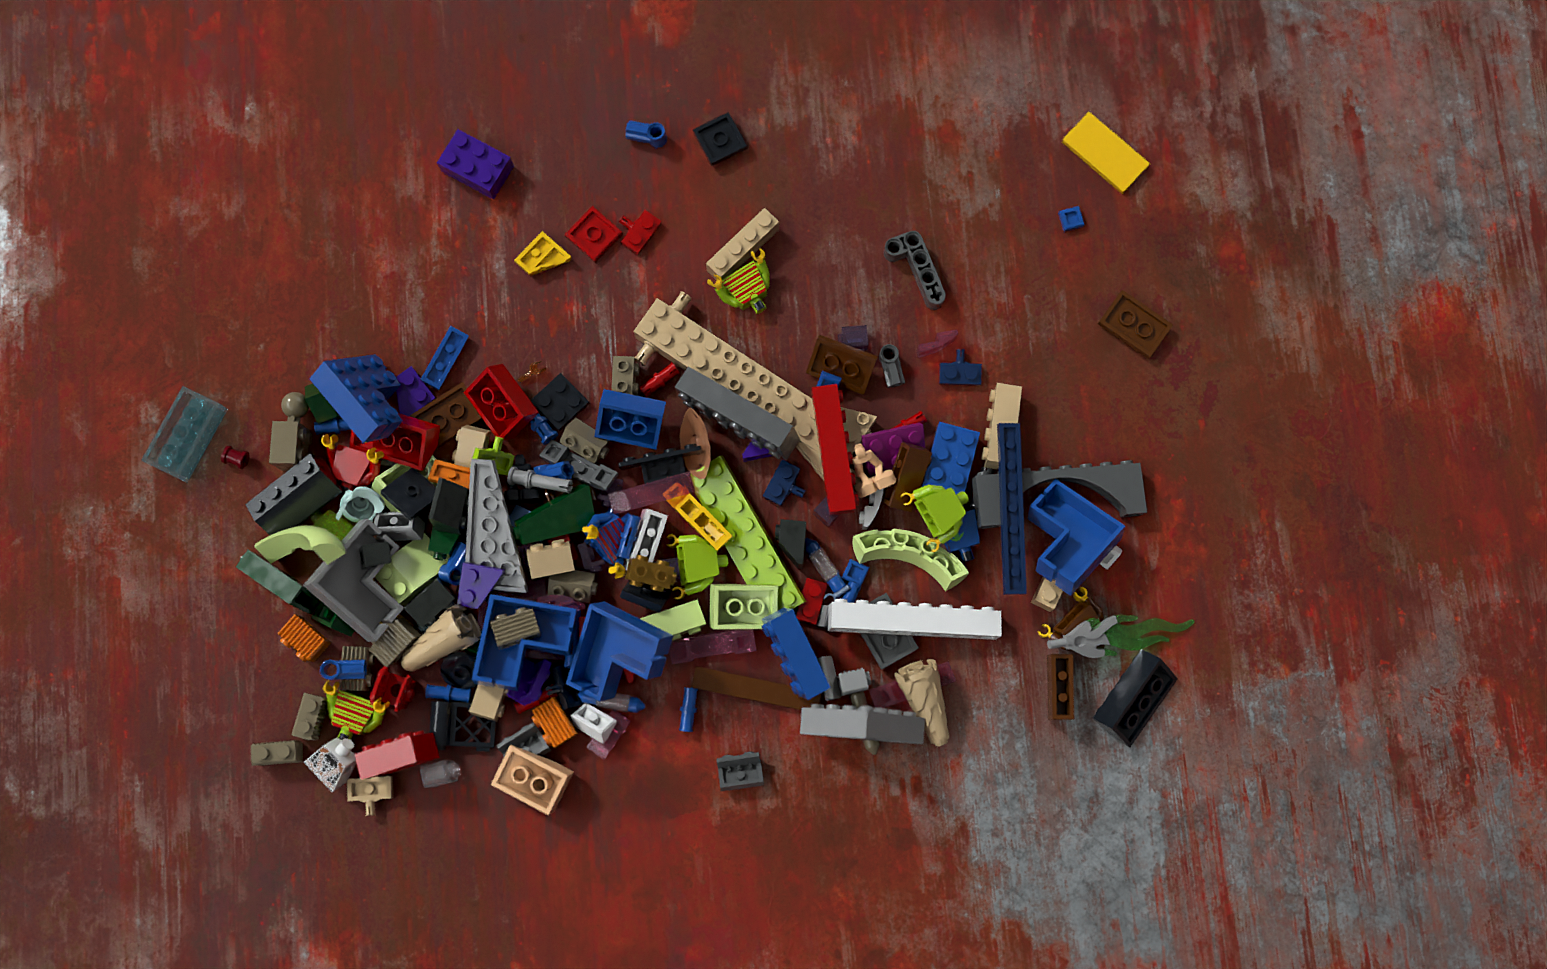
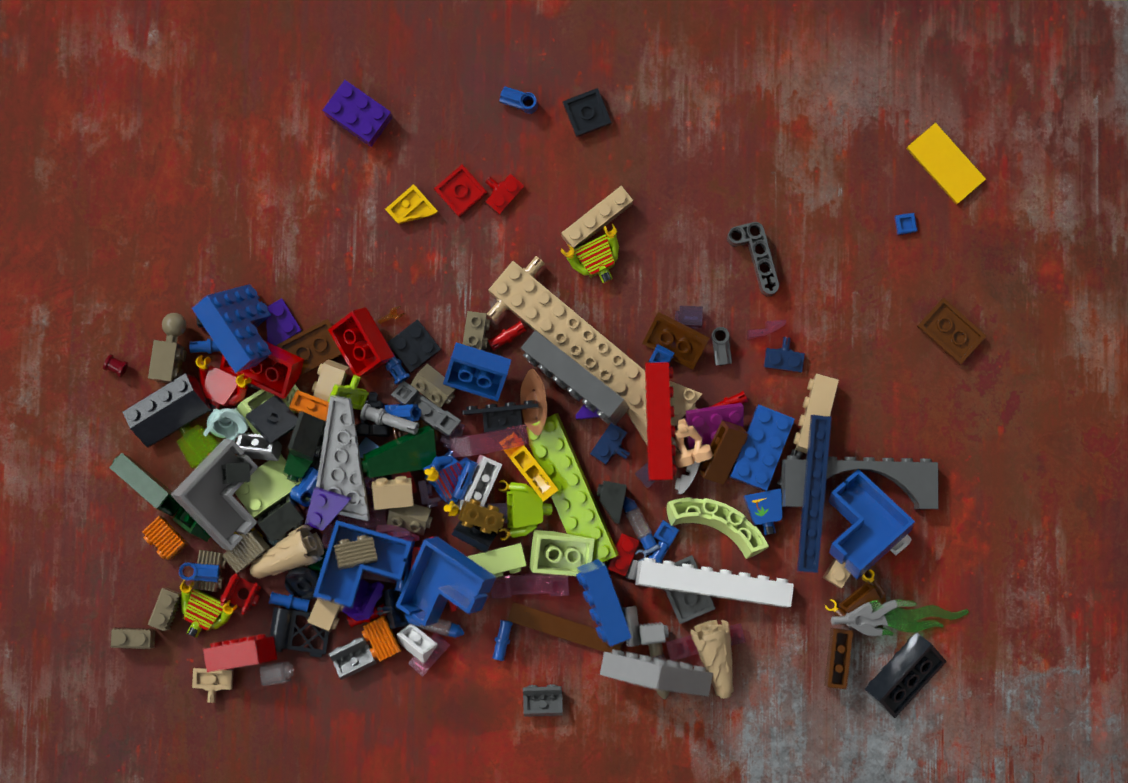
camera: 10 degrees right, 5 degrees up
(184, 434) = (72, 340): clear light blue brick -> none
(305, 537) = (177, 450): yellowish green brick -> none
(319, 405) = (195, 327): dark green slope -> none
(333, 763) = (182, 653): white torso -> none
(444, 358) = (313, 294): blue plate -> none
(532, 779) = (357, 687): light nougat slope -> none
(941, 511) = (749, 489): lime torso -> none

